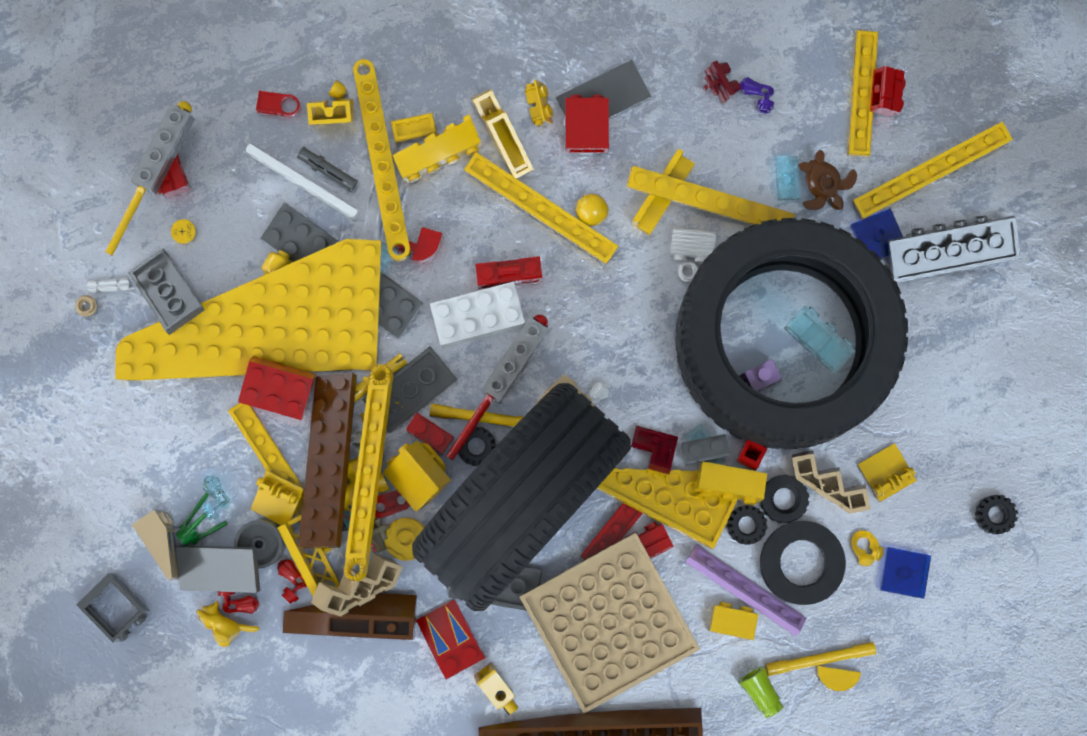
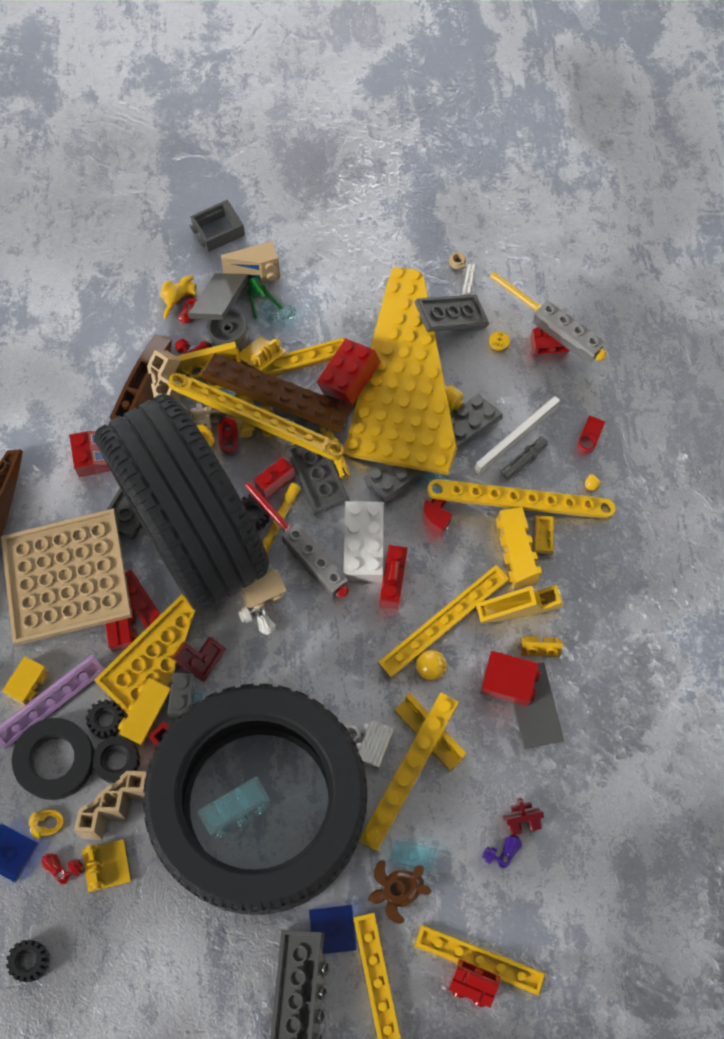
camera: 105 degrees right, 15 degrees down
(339, 112) = (573, 466): yellow brick -> none
(417, 474) = (243, 455): yellow brick -> none
(490, 683) = (48, 472): torso -> none
(762, 376) = (231, 770): lavender torso -> none
(902, 526) = (52, 864): none -> red piece

